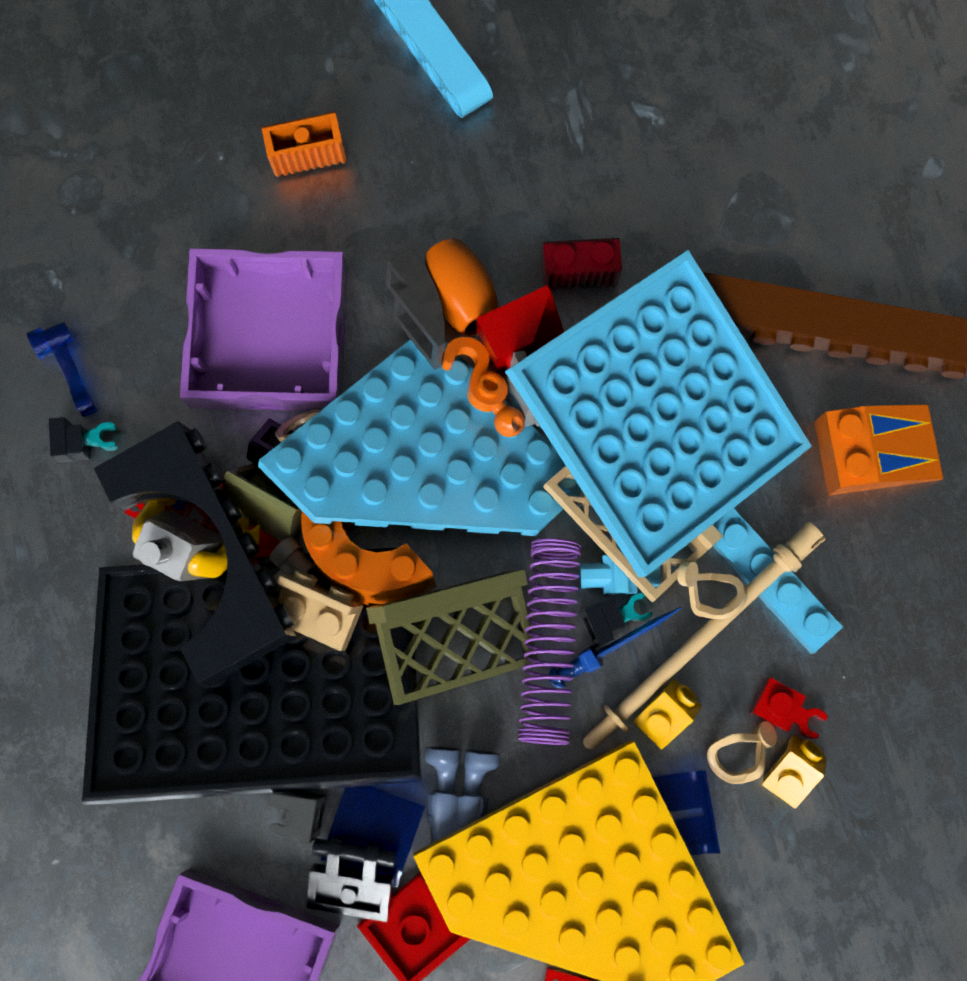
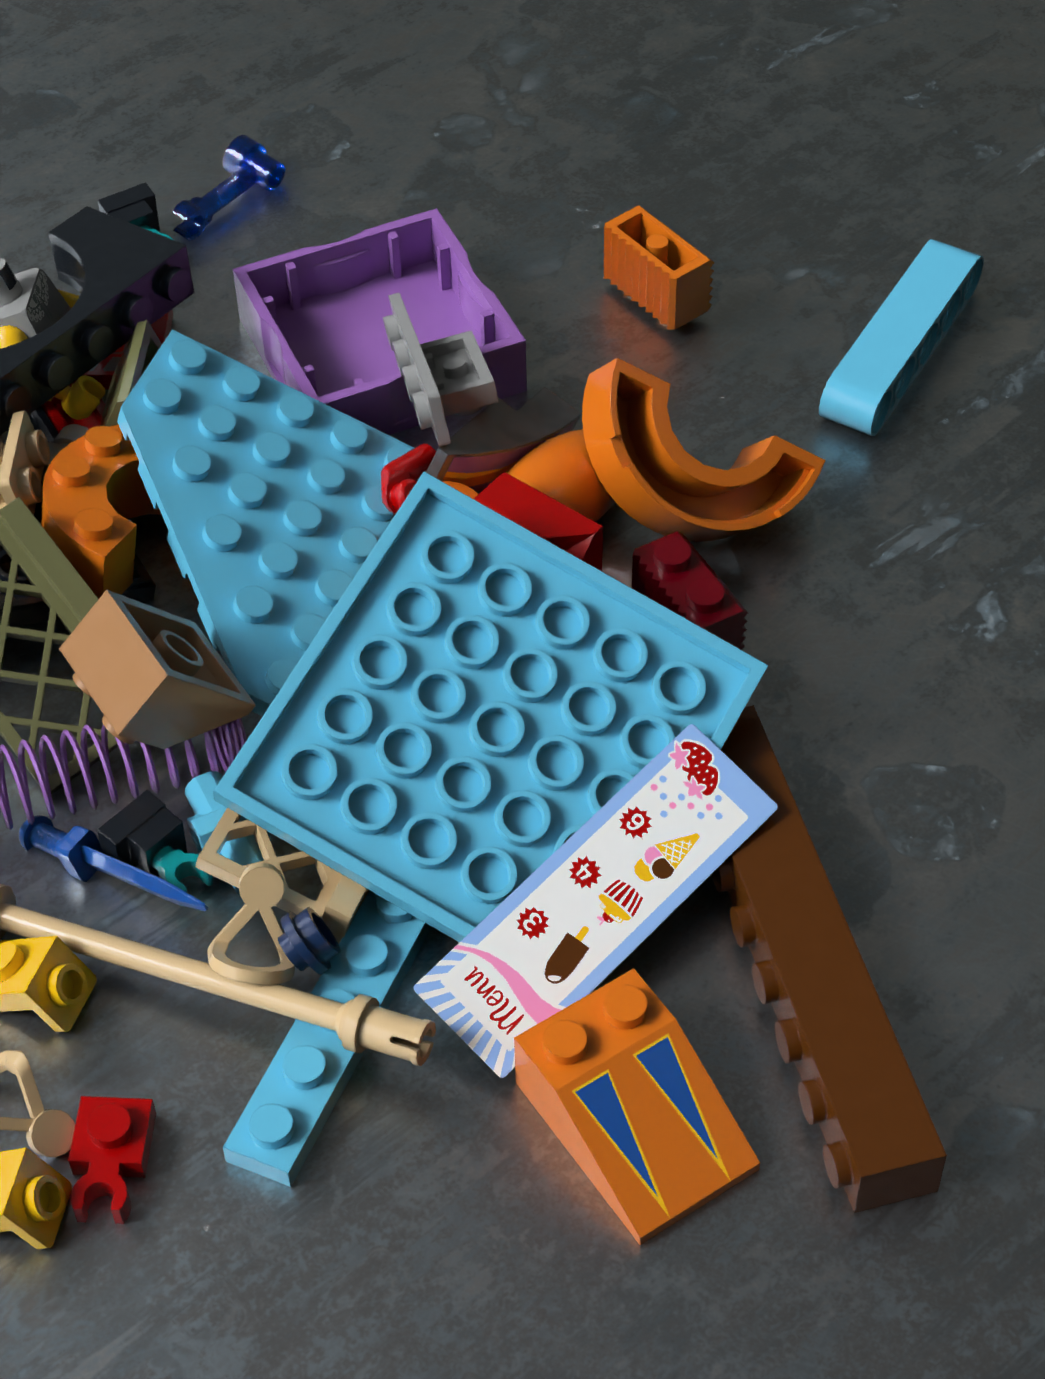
camera: 65 degrees right, 30 degrees down
(368, 311) = (439, 375): none -> light grey bracket
(428, 377) = (402, 475): none -> red arm
(520, 214) = (667, 487): none -> orange brick
(535, 576) = (152, 673): none -> medium nougat slope
(722, 562) = (308, 941): none -> dark blue plate
(769, 406) = (596, 897): none -> sticker

